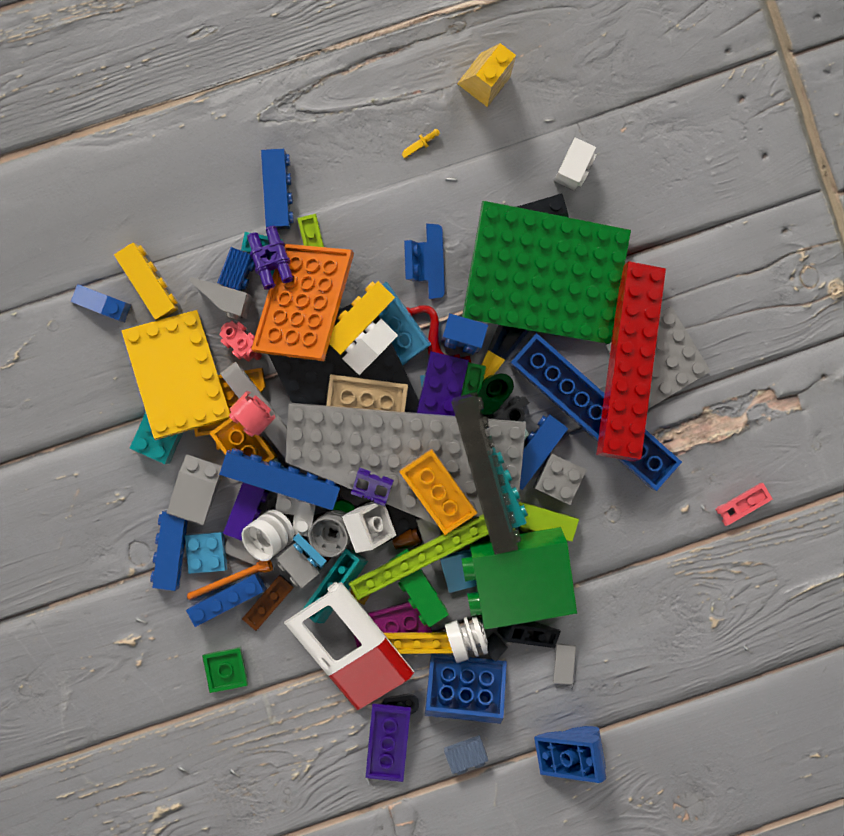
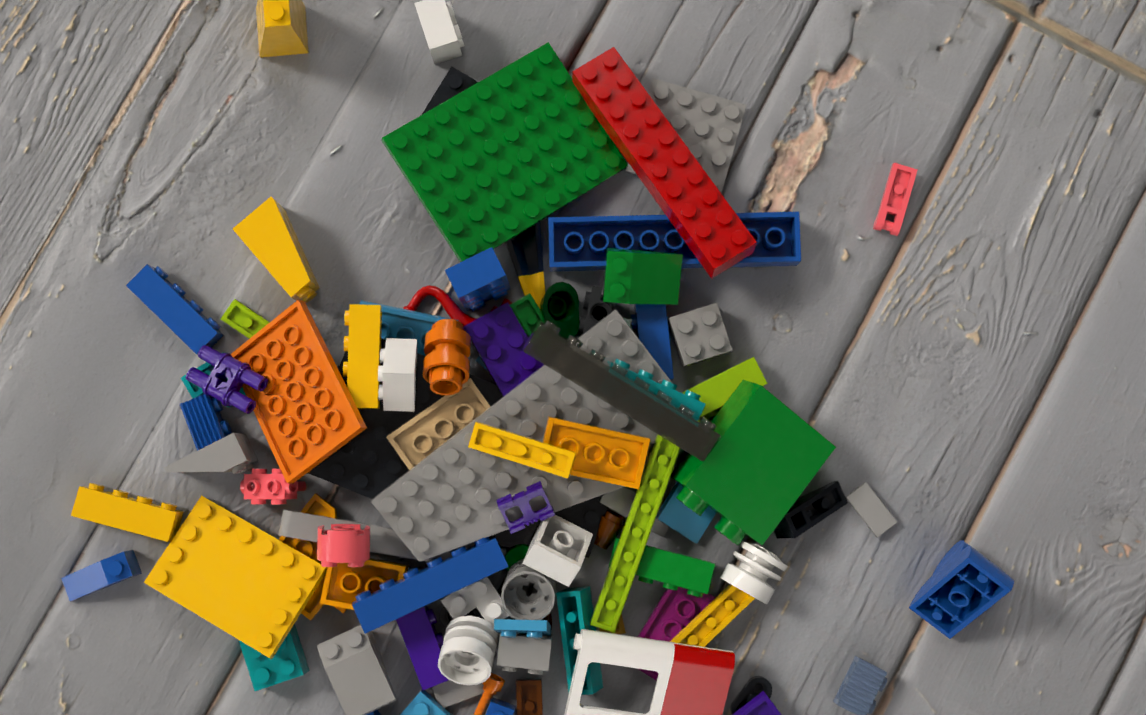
camera: 35 degrees left, 5 degrees down
(367, 204) = (276, 246): none -> yellow slope
(399, 454) = (522, 449): none -> yellow plate
(404, 362) = (446, 357): none -> orange piece
(420, 143) = (276, 140): yellow piece -> none
(426, 262) = (381, 247): blue plate -> none
(466, 689) = (800, 622): blue slope -> none
(495, 646) = (790, 554): black slope -> none
(557, 416) = (642, 277): none -> green slope

